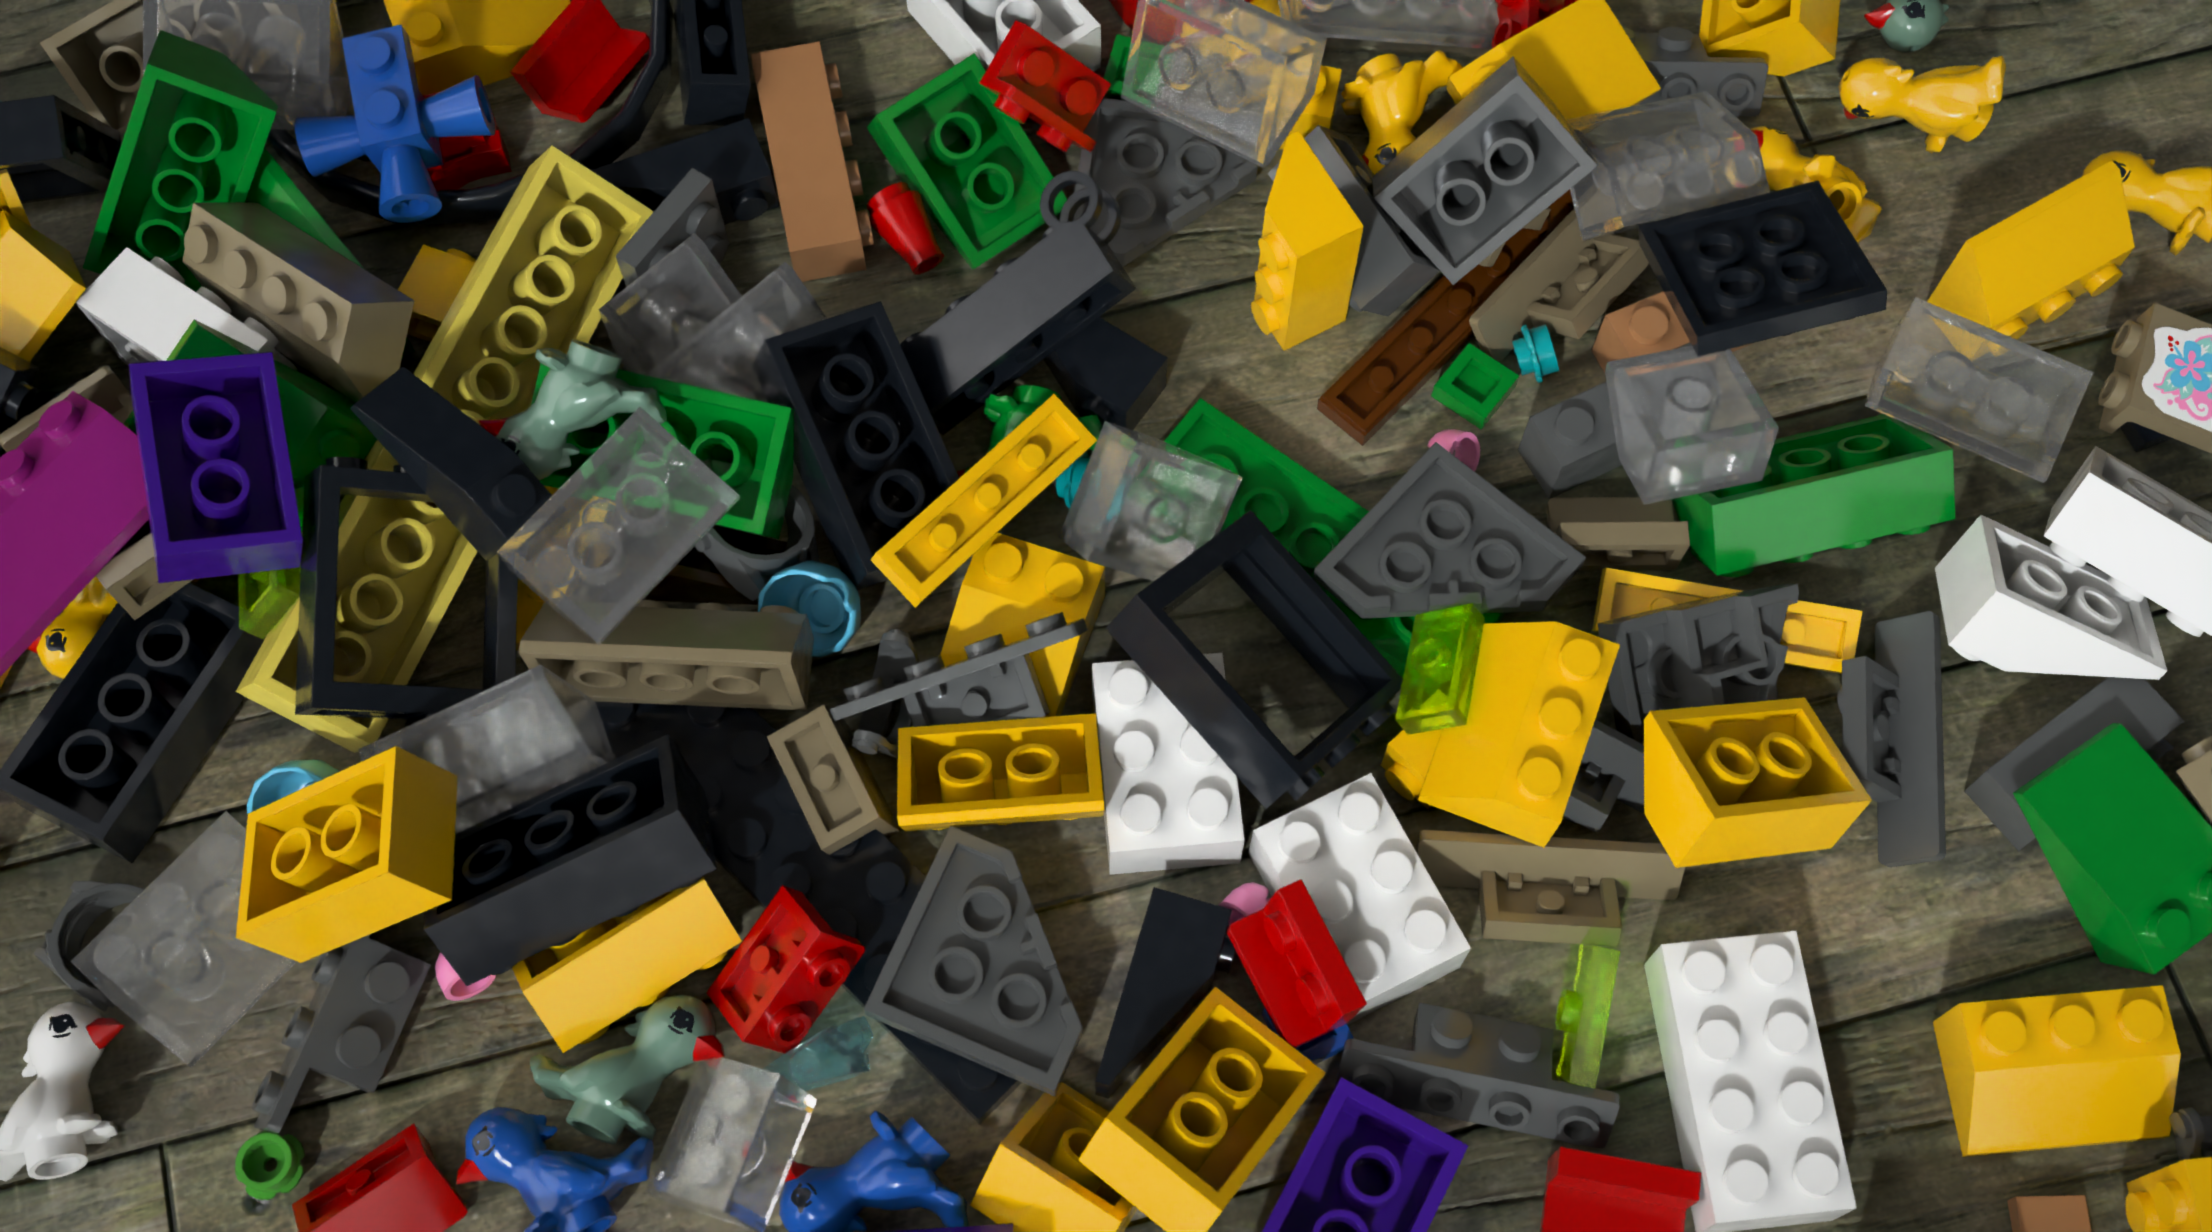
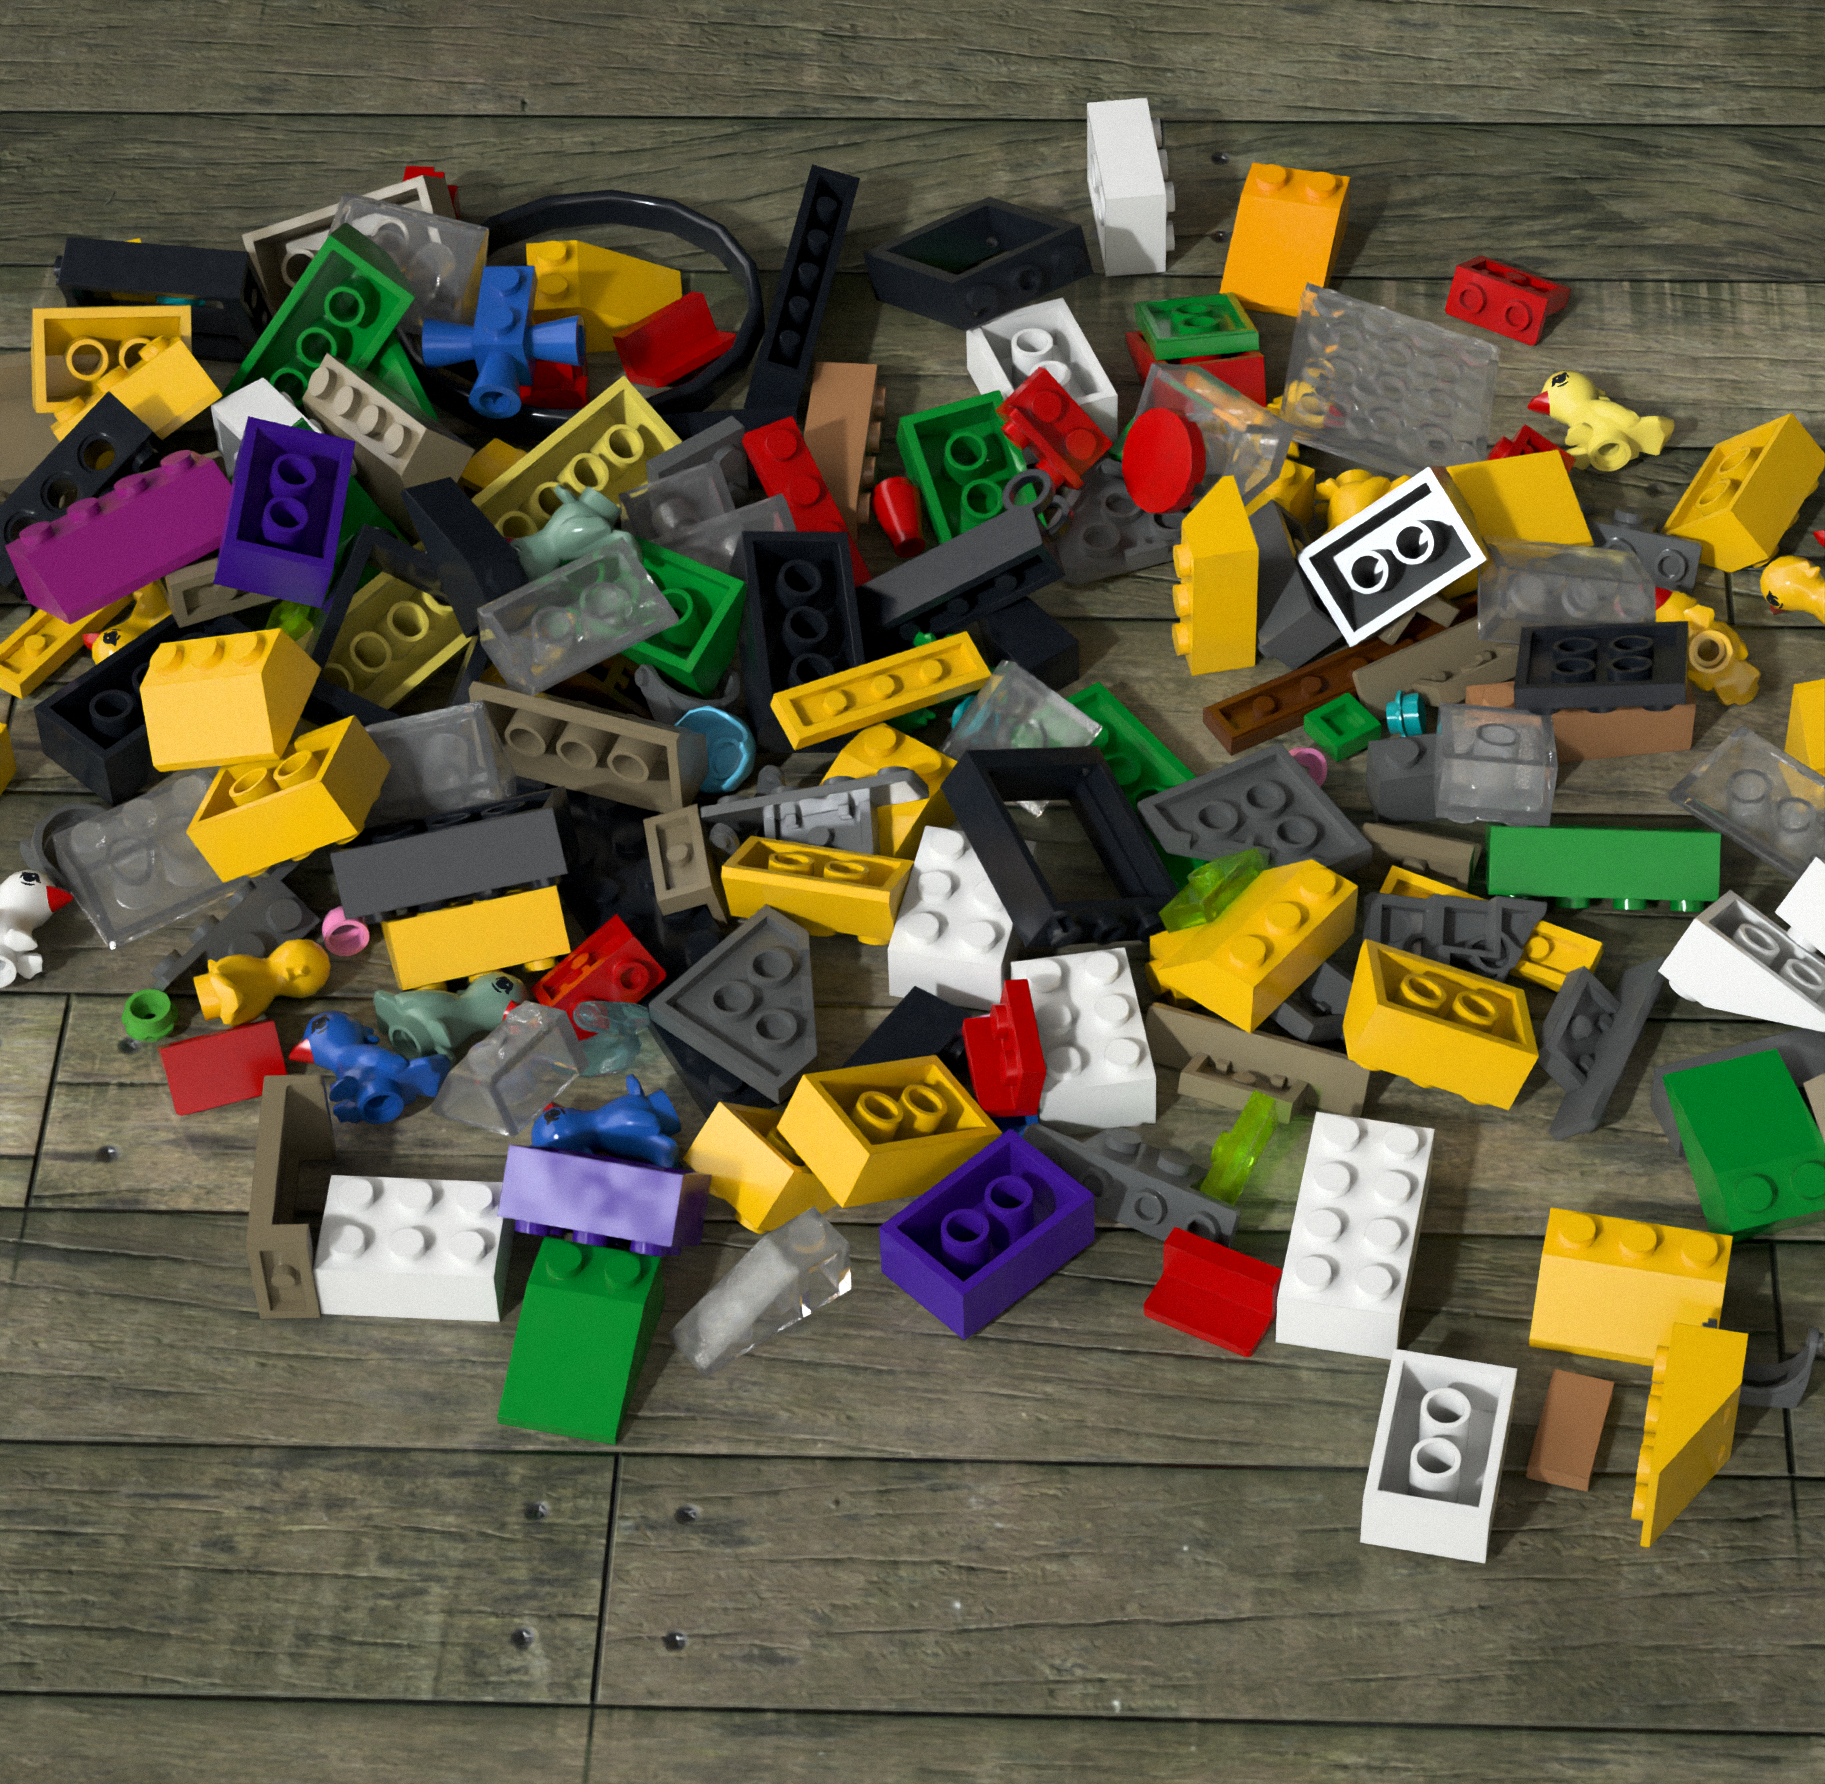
camera: 20 degrees right, 20 degrees down
(227, 745) = (225, 699): none -> yellow slope
(374, 1107) = (244, 986): none -> yellow animal
(790, 233) = (789, 469): none -> red plate
(1183, 102) = (1163, 460): none -> red tile

